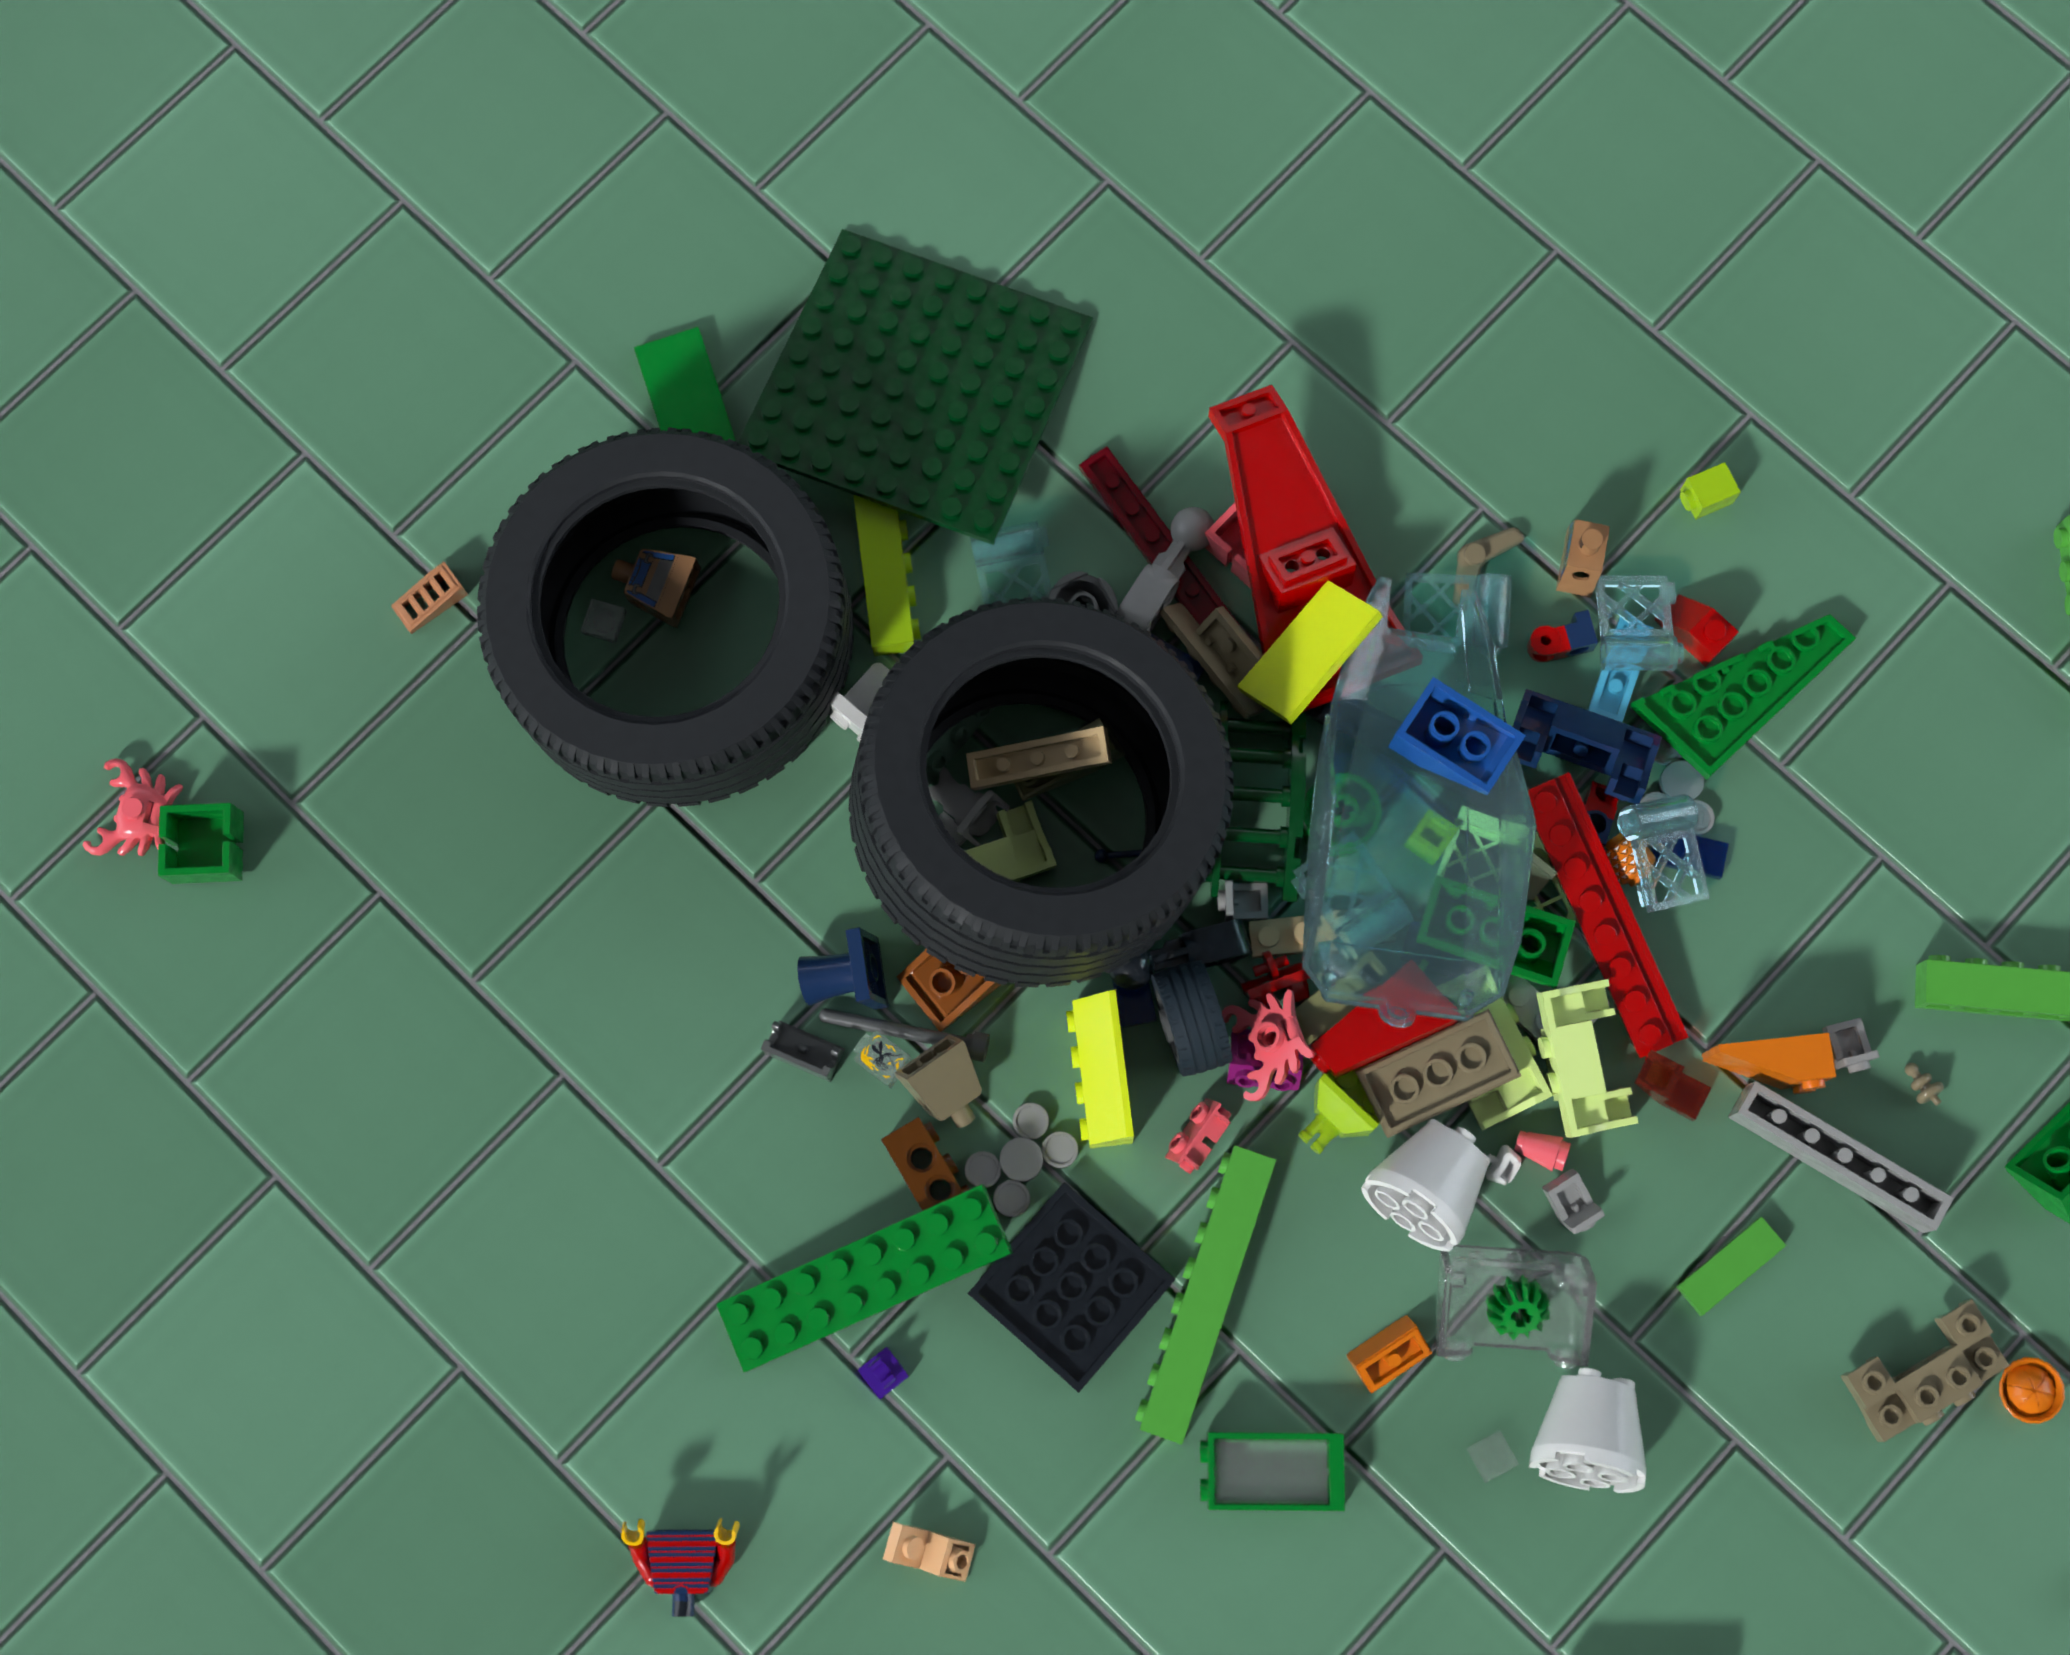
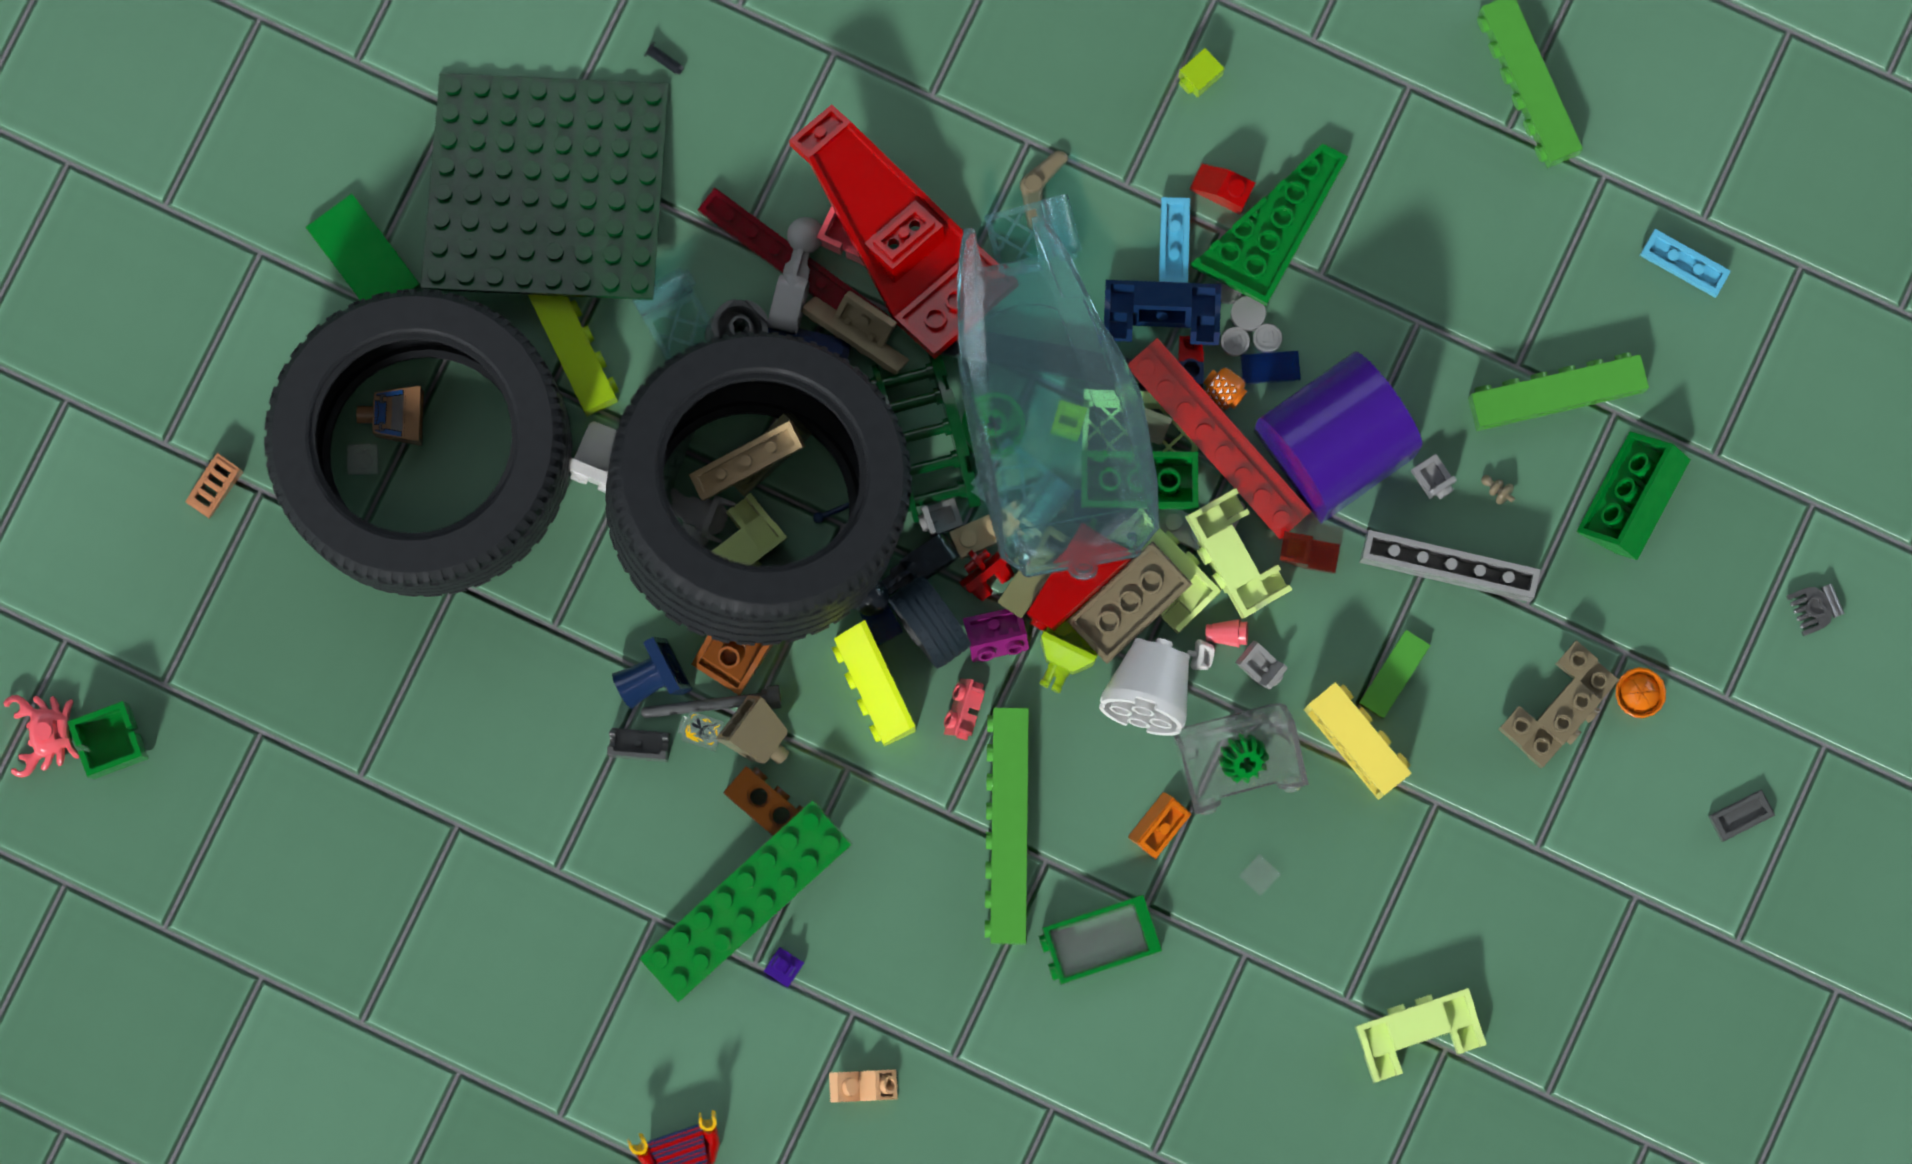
camera: 25 degrees left, 5 degrees up
(1021, 1159) = (834, 772): light grey piece -> none
(1071, 1287) = (905, 855): black plate -> none
(1097, 289) = (664, 59): none -> black piece
(1275, 1038) = (998, 616): coral animal -> none
(1309, 651) = (929, 307): neon yellow tile -> none
(1456, 738) = (1063, 341): blue slope -> none
(1563, 641) = (1114, 236): leg -> none
(1582, 552) = (1117, 159): medium nougat torso -> none
(1591, 1435) = (1325, 834): white cone -> none
(1640, 647) = (1185, 218): clear light blue piece -> none
(1661, 822) = (1236, 355): clear light blue piece -> none
(1666, 1334) = (1357, 740): none -> light yellow brick
(1757, 955) = (1340, 435): none -> dark purple brick
(1783, 1062) = (1386, 508): orange slope -> none

